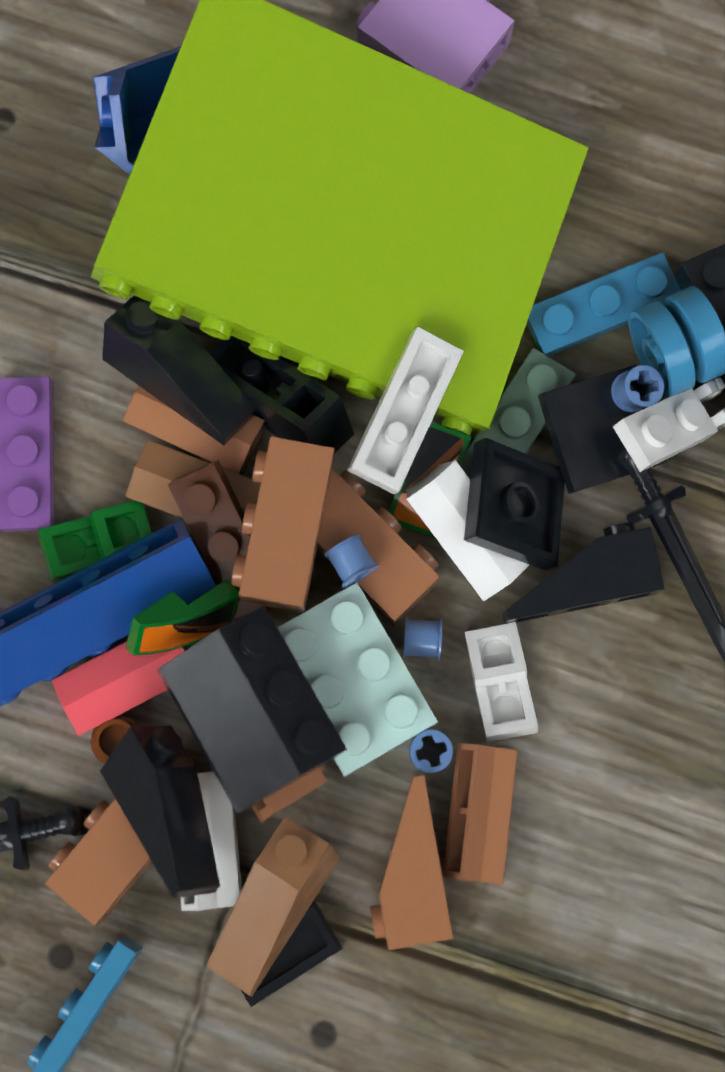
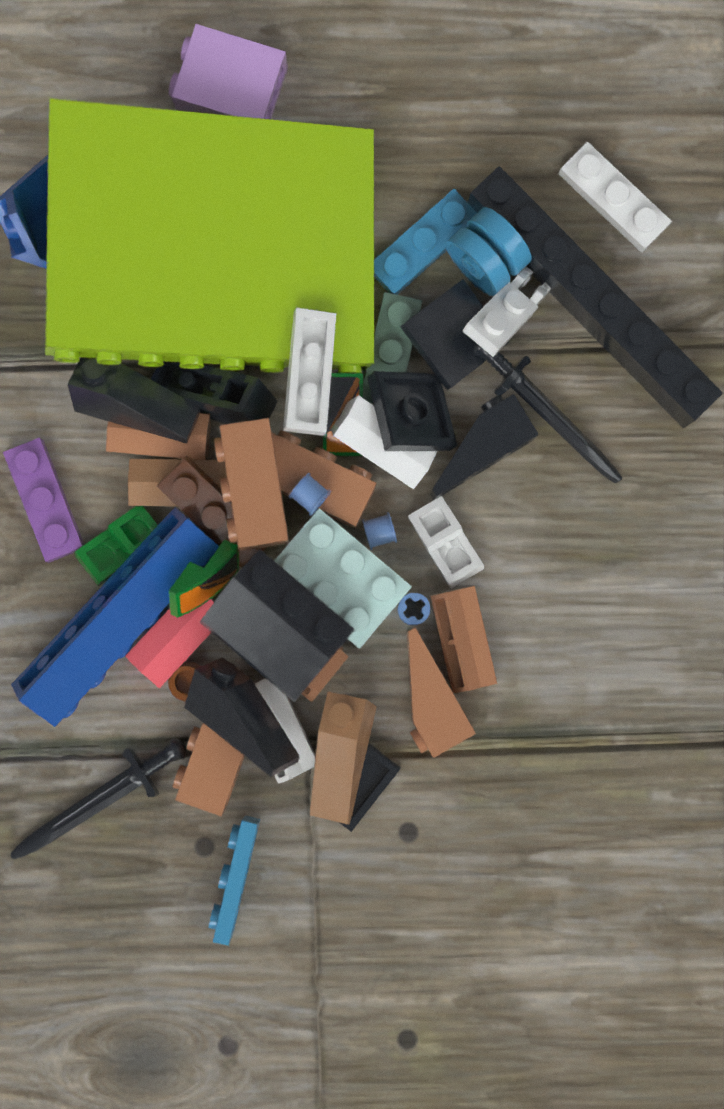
camera: 25 degrees left, 5 degrees up
(645, 377) = (471, 286): medium blue axle -> none

